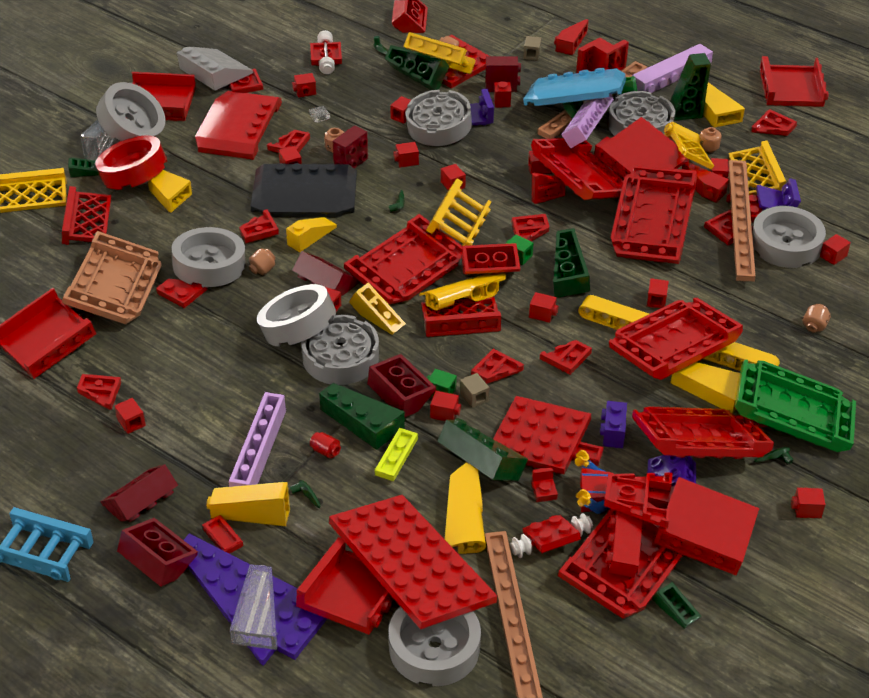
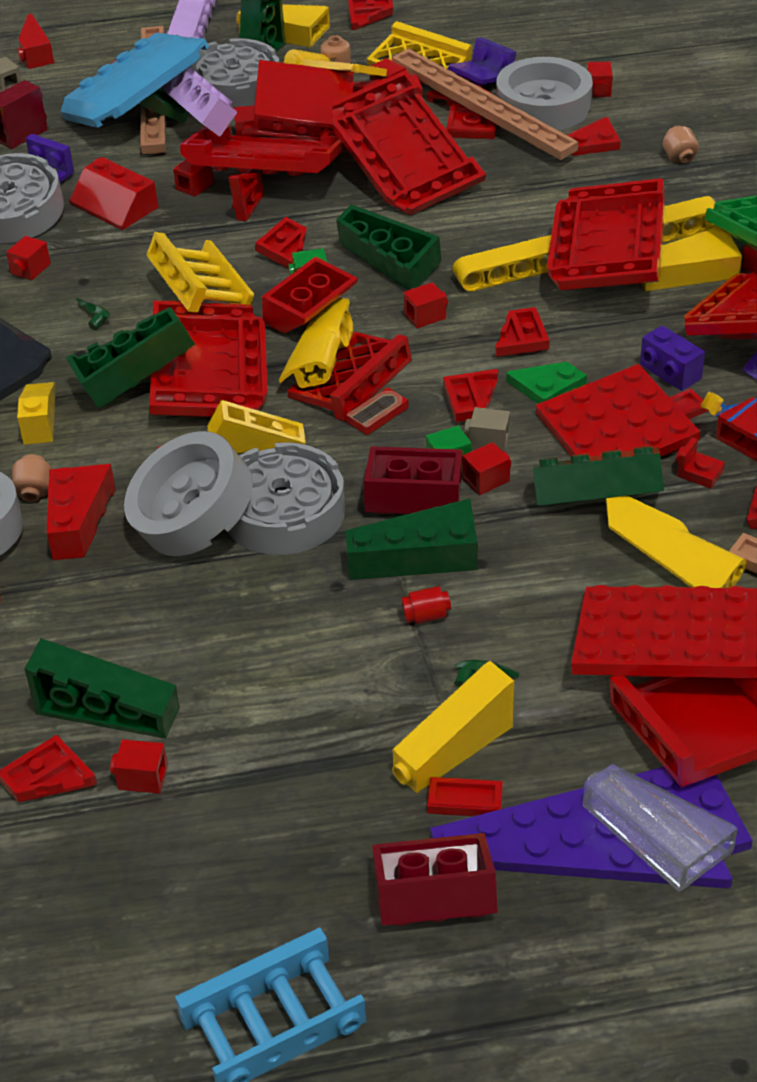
camera: 45 degrees left, 0 degrees up
(140, 493) = (298, 838): dark red slope -> none
(154, 372) = (98, 692): none -> dark green wedge
(256, 287) = (74, 507): none -> red wedge
(259, 441) = (359, 662): lavender brick -> none
(323, 273) = (129, 437): slope -> none
(366, 234) = (130, 356): none -> dark green wedge
(396, 454) = (514, 554): neon yellow plate -> none
(445, 342) = (377, 411): none -> tile
(450, 174) = (121, 248): red brick -> none
(489, 147) = (114, 193): none -> red slope
(502, 94) = (46, 128): red brick -> none
(544, 389) = (546, 381): none -> green wing
(602, 55) = (105, 38): red bracket -> none
(657, 293) = (511, 218): red brick -> none
(780, 282) = (596, 138): none -> red wing

